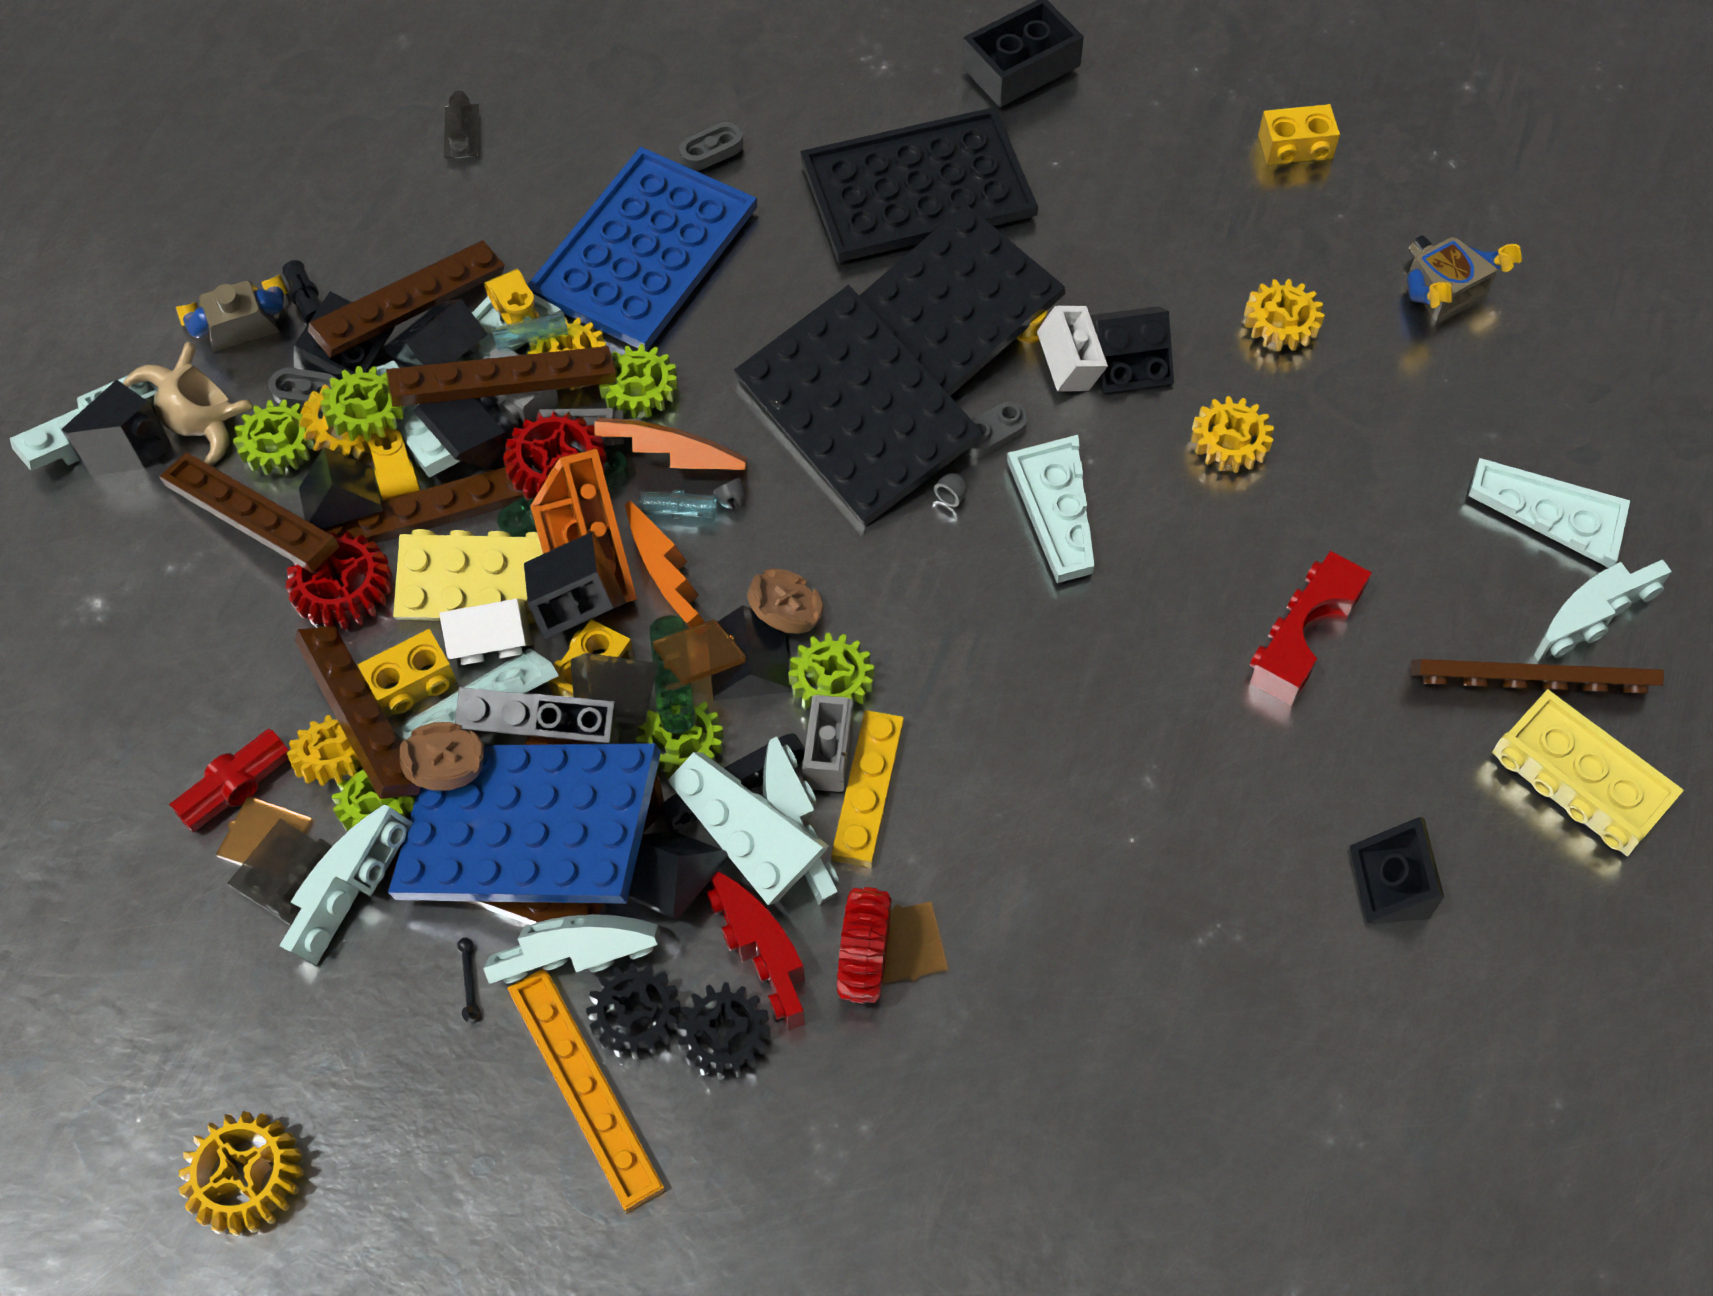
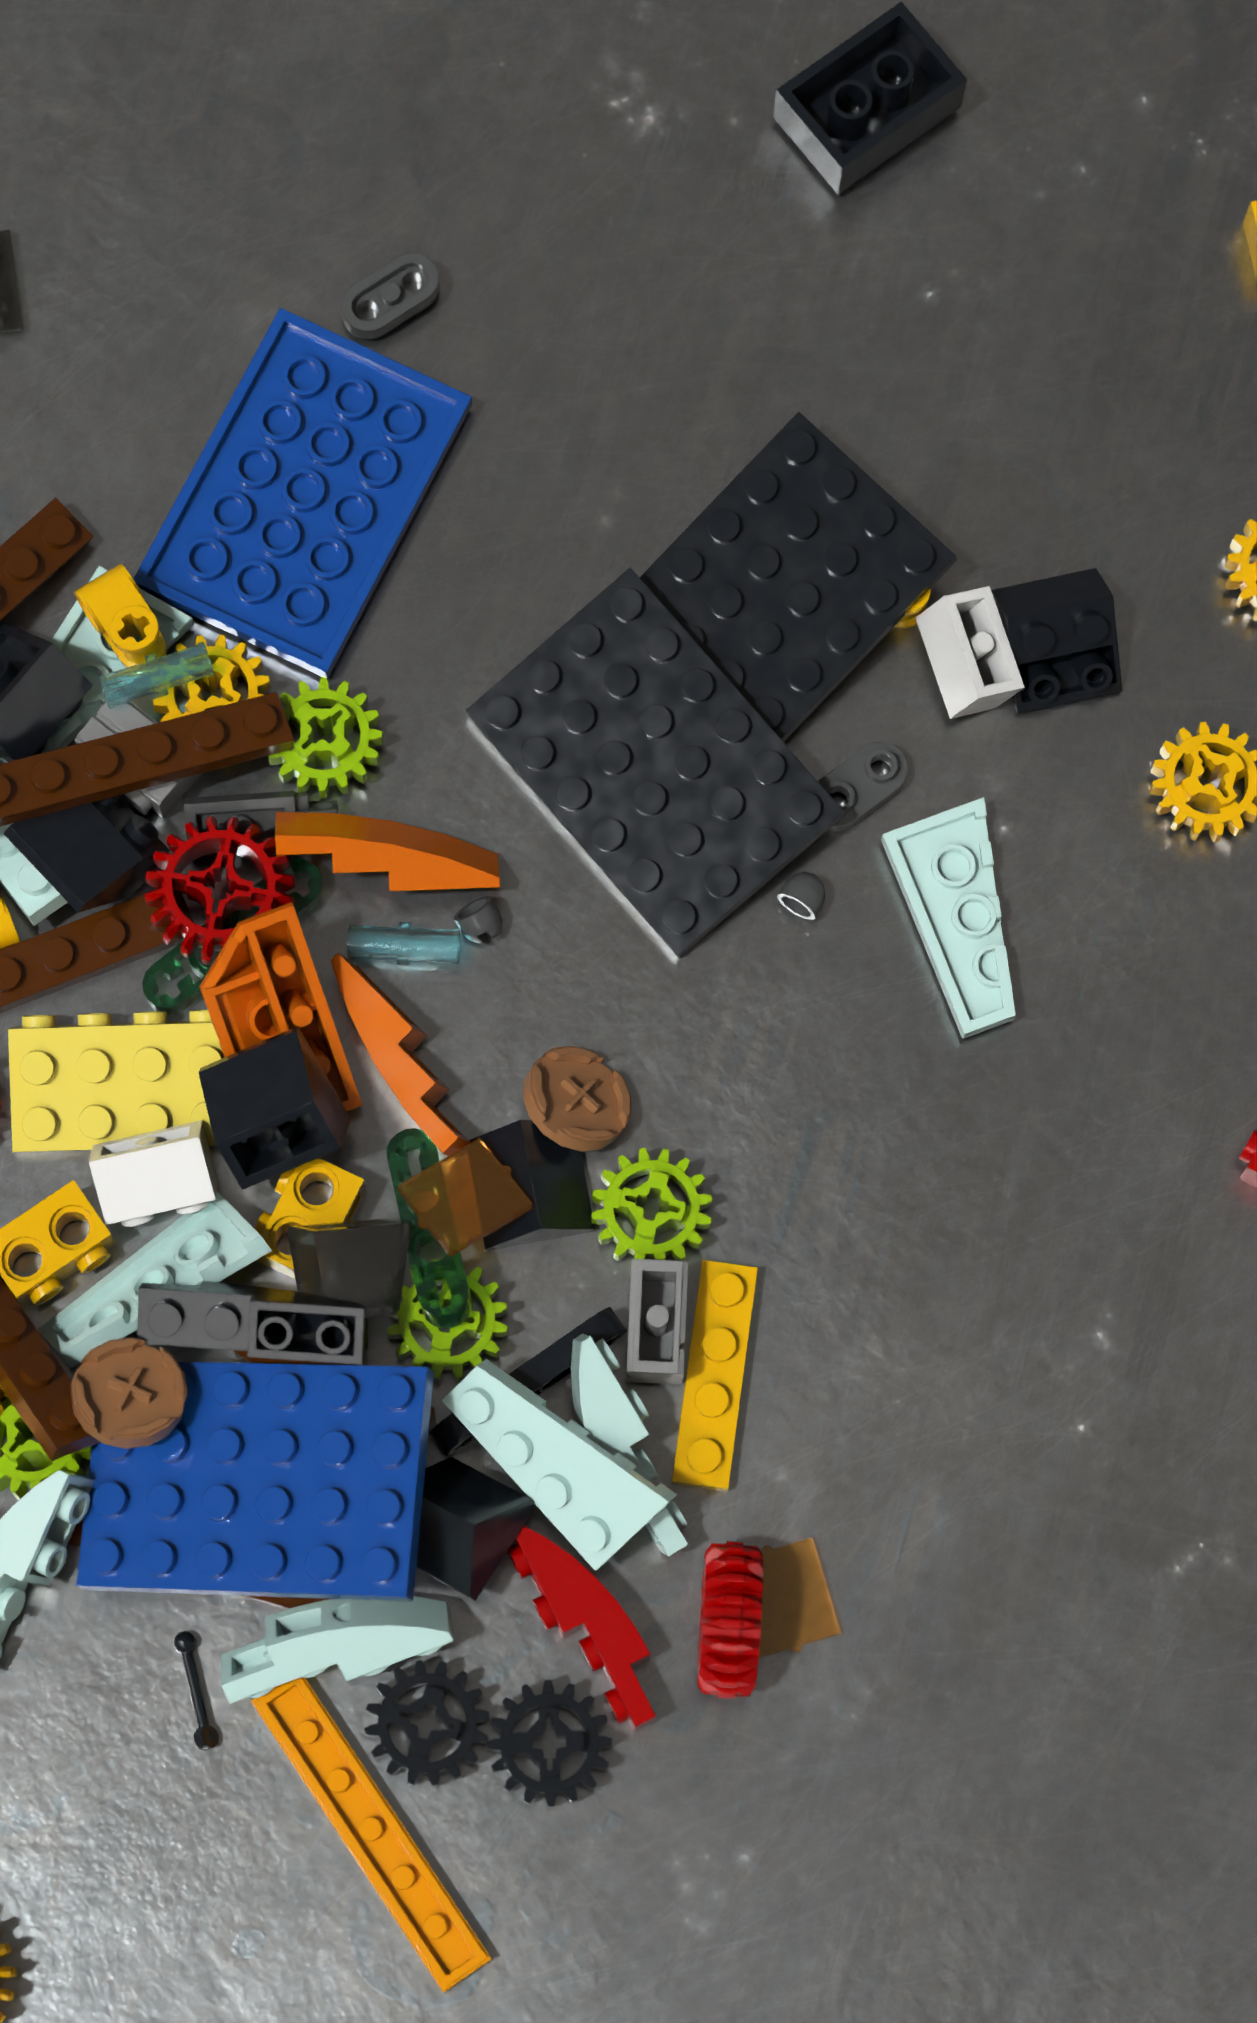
camera: 10 degrees left, 15 degrees up
(909, 180) = (718, 351): black plate -> none

